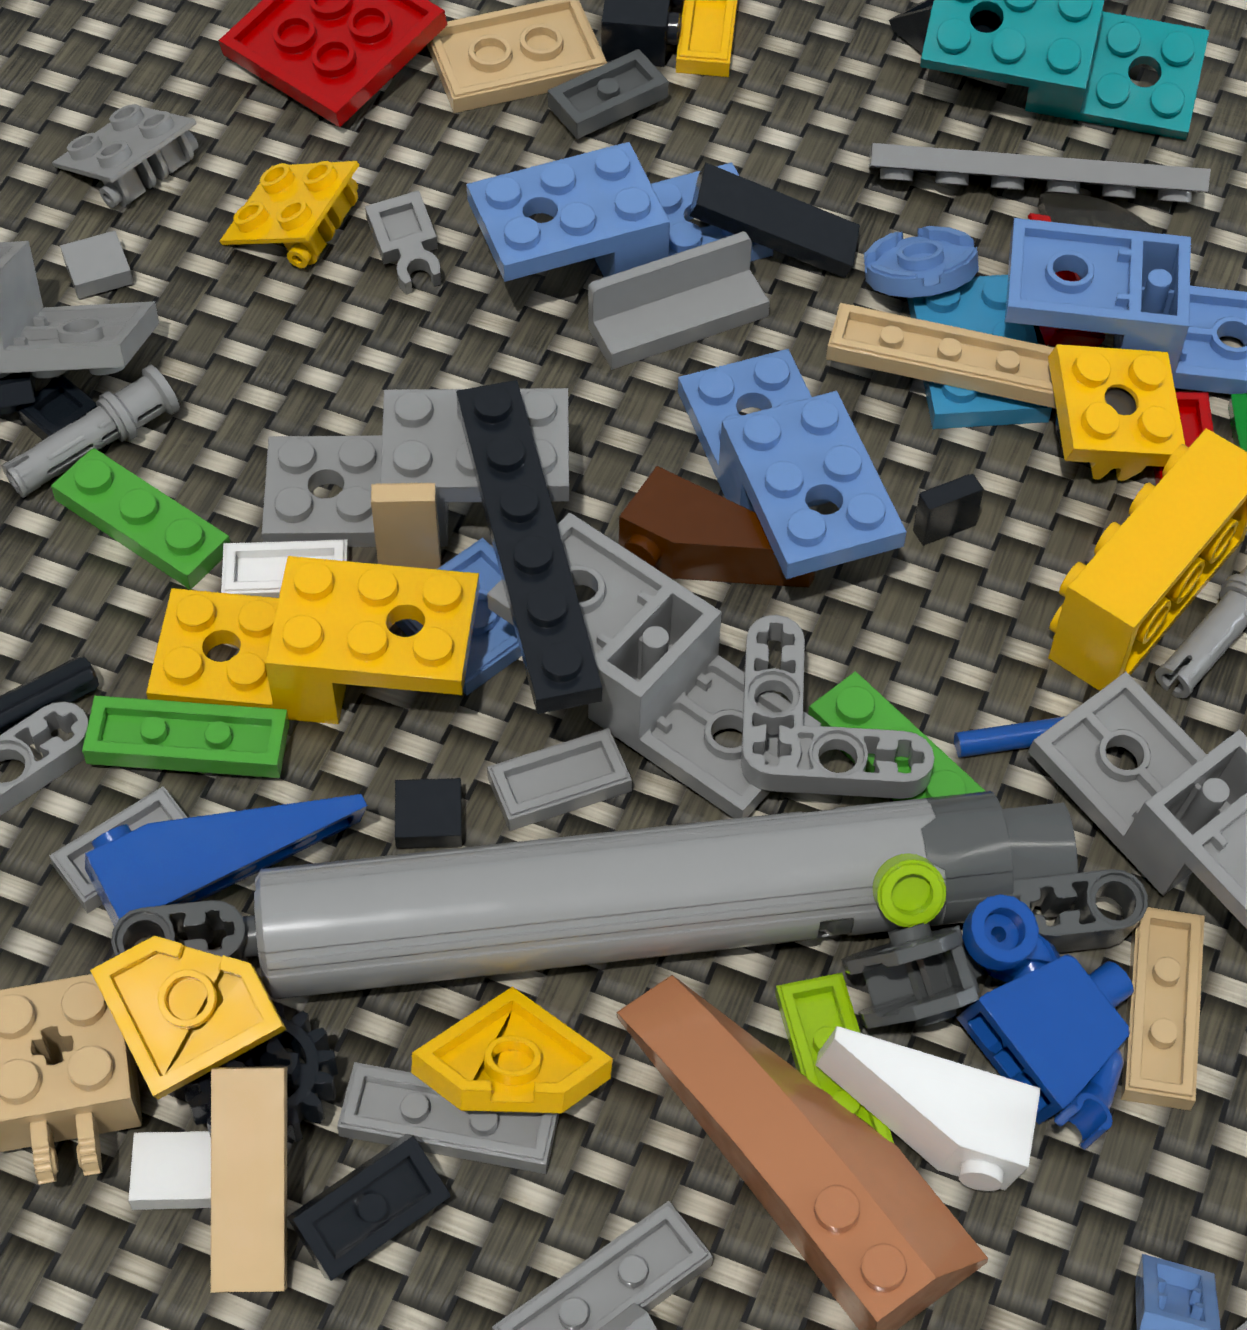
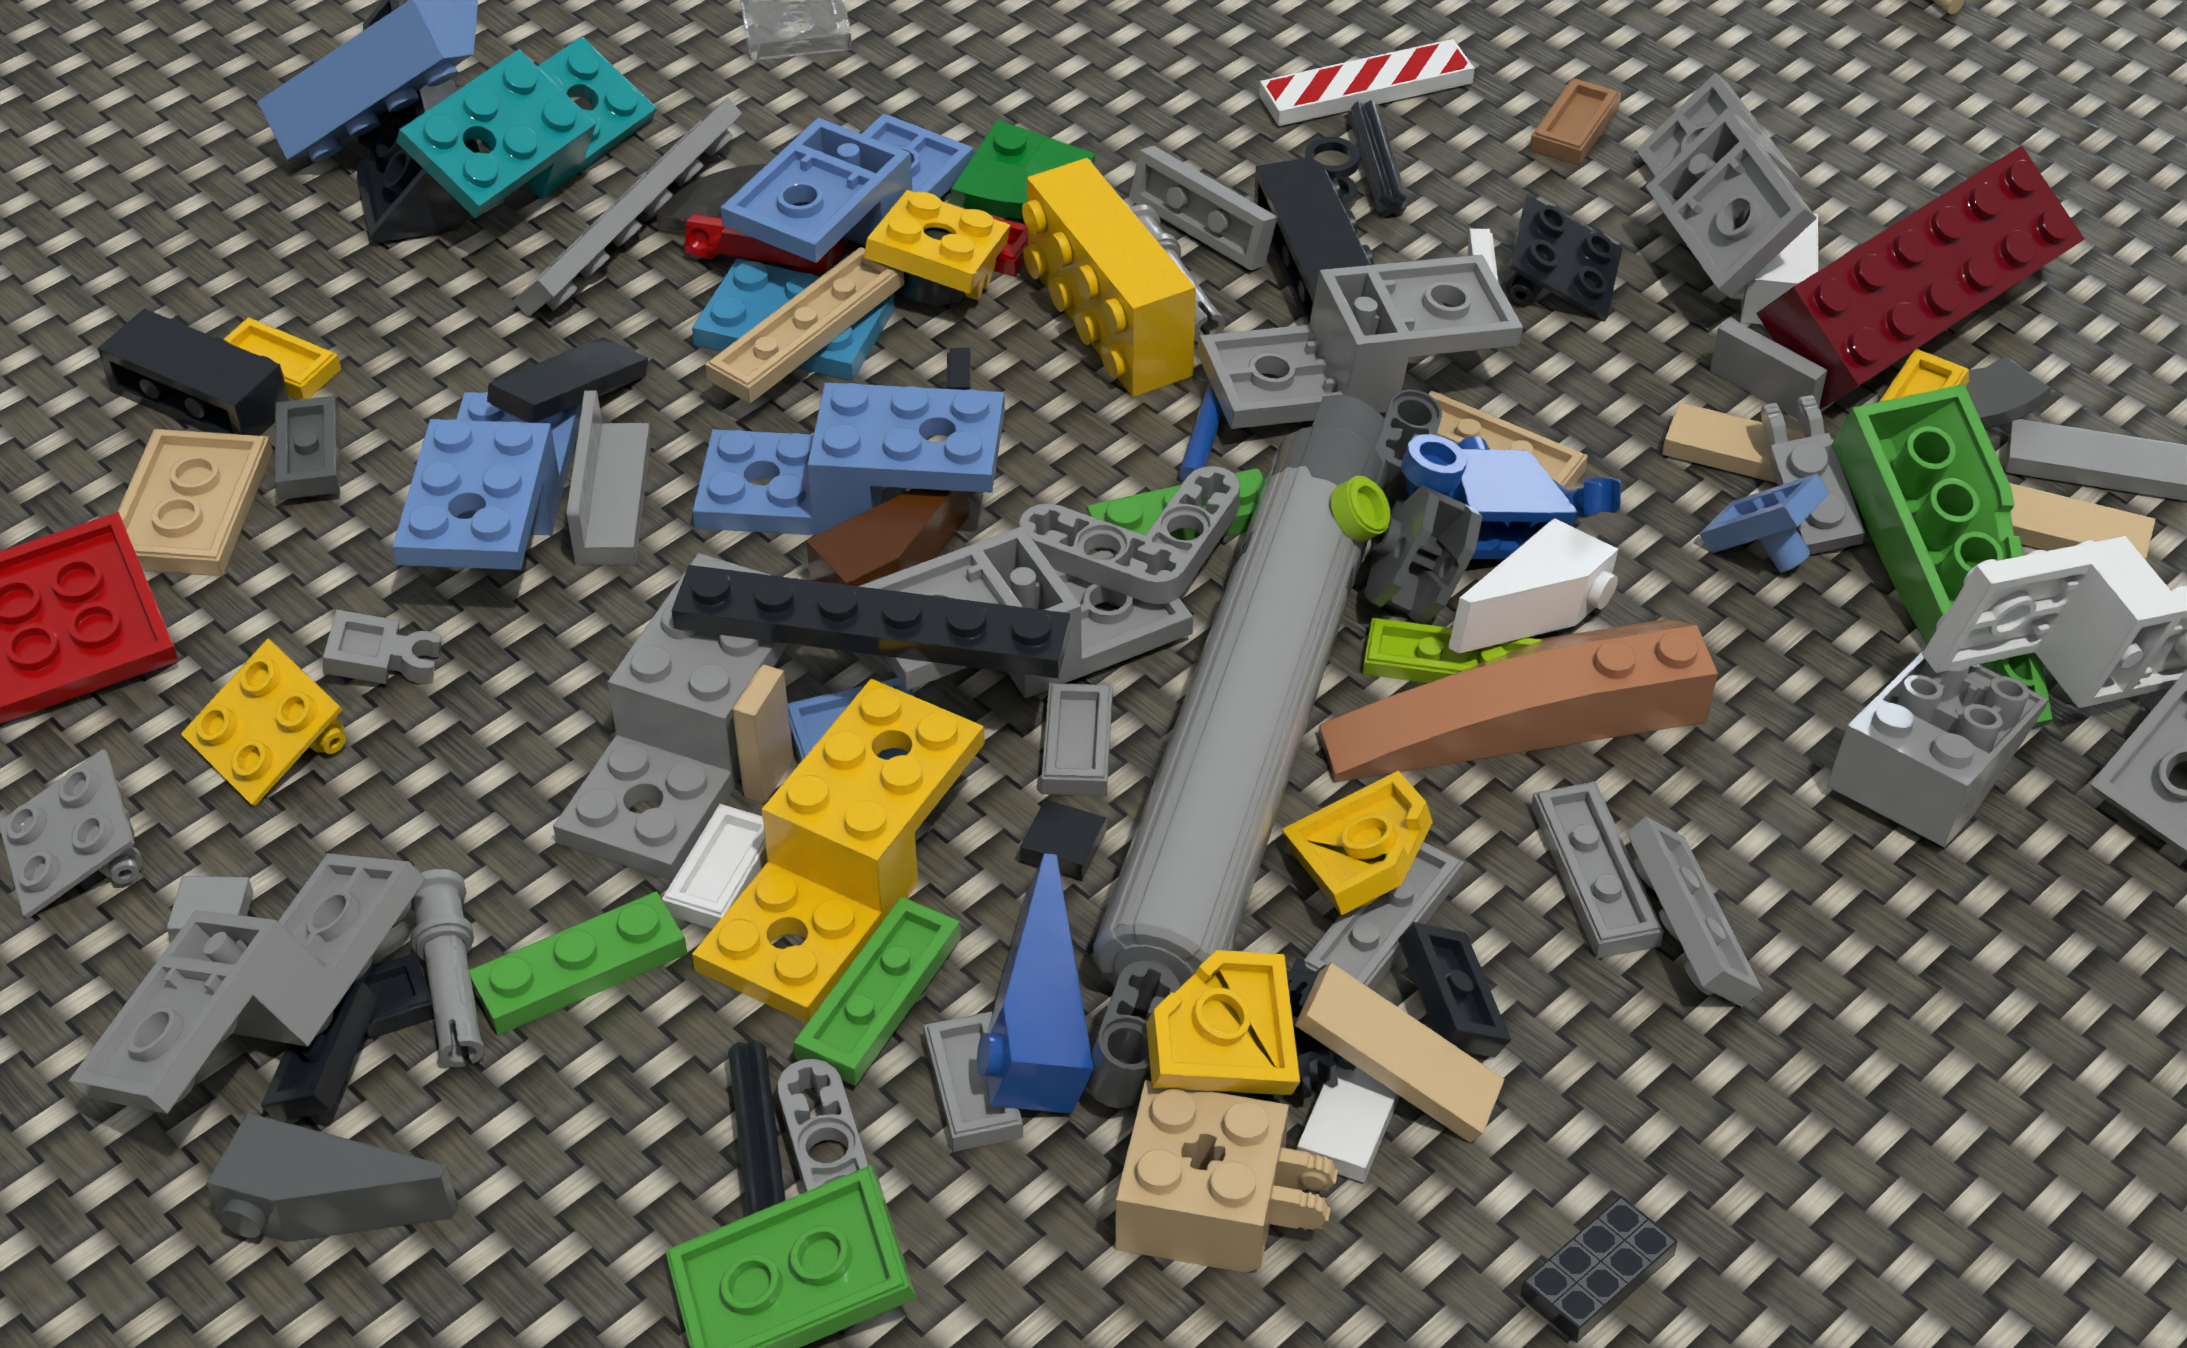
camera: 65 degrees left, 10 degrees down
(923, 264) = (683, 309): medium blue tile -> none

